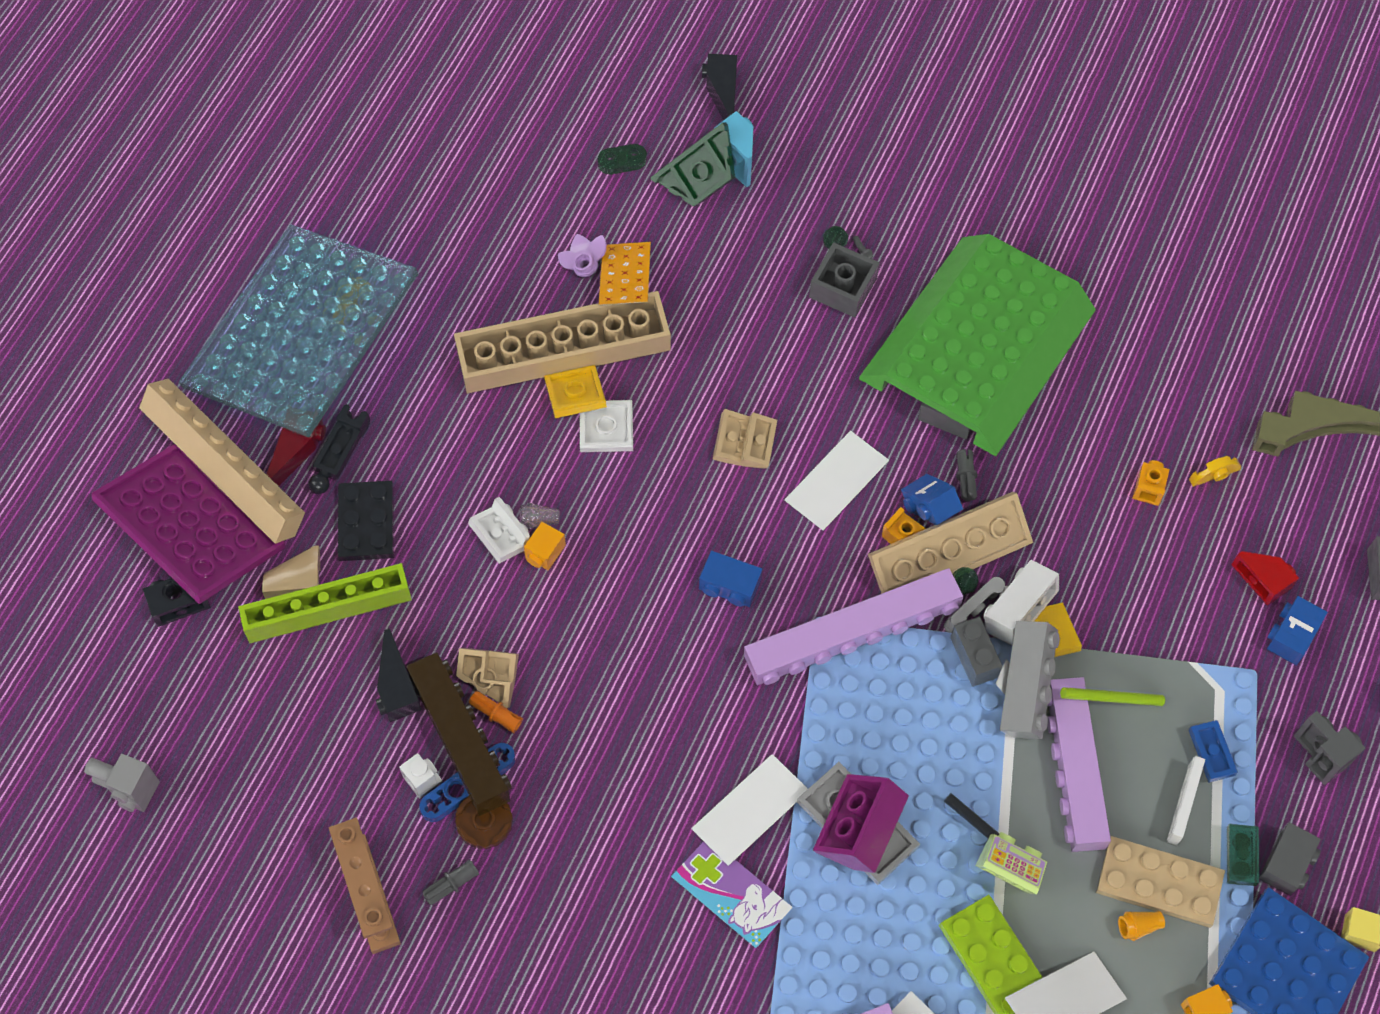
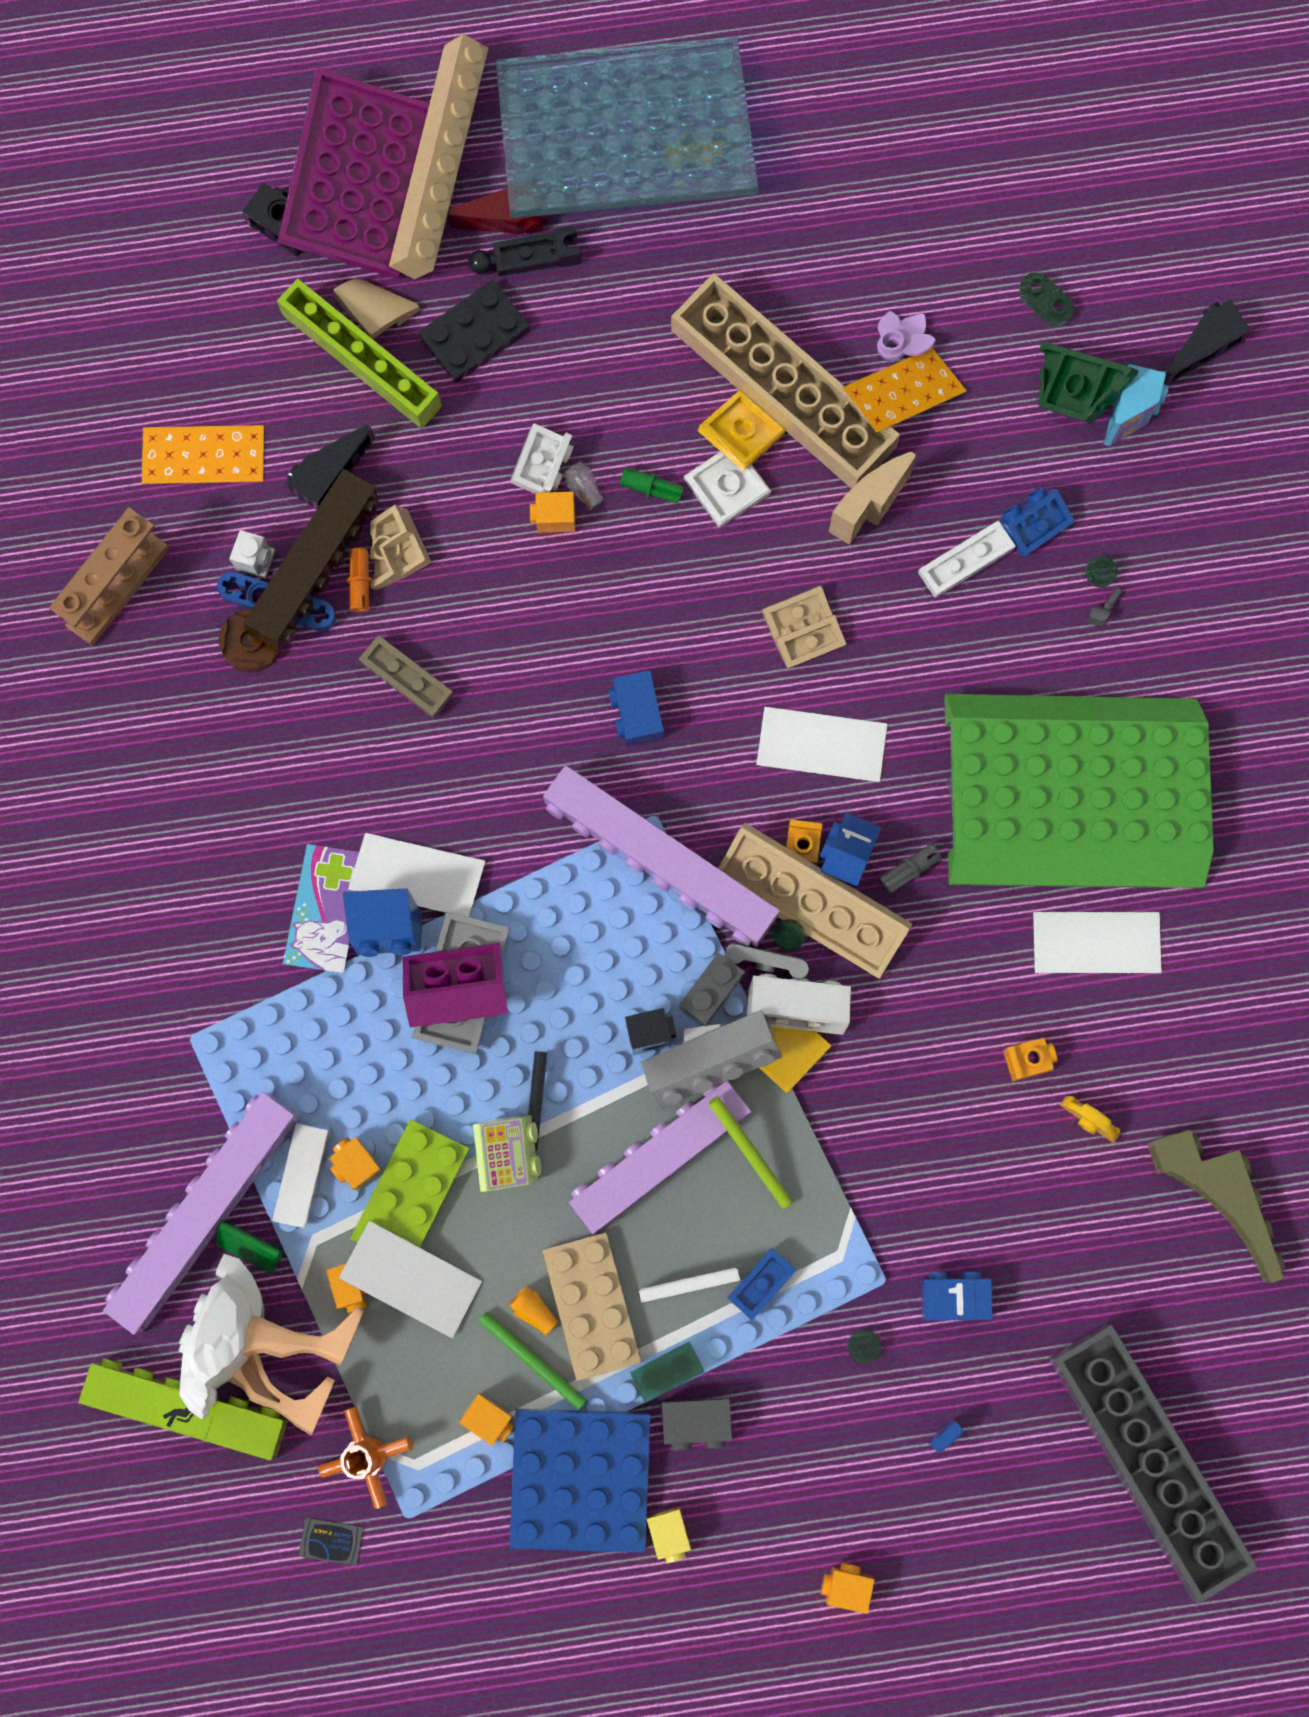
camera: 60 degrees right, 15 degrees up
(128, 781) = (73, 303): light grey brick -> none
(311, 768) = (202, 454): none -> light orange sticker
(450, 882) = (172, 651): dark grey axle -> none
(570, 473) = (651, 485): none -> green axle
(593, 723) = (406, 676): none -> dark tan plate
(689, 338) = (871, 497): none -> tan slope
(770, 311) = (966, 559): none -> white plate
(772, 254) = (1036, 519): none -> blue bracket
(776, 848) = (383, 922): none -> blue slope
(844, 279) = (1051, 609): dark grey brick -> none
(950, 985) = (354, 1163): none -> light orange brick
(982, 708) = (650, 1031): none -> black brick
(1092, 396) = (1097, 942): none -> white sticker
(1178, 949) = (532, 1361): none -> bright green bar
(1265, 574) = (1000, 1235): red slope -> none
(1295, 712) = (864, 1346): none -> clear green plate
(1329, 749) = (832, 1405): dark grey brick -> none

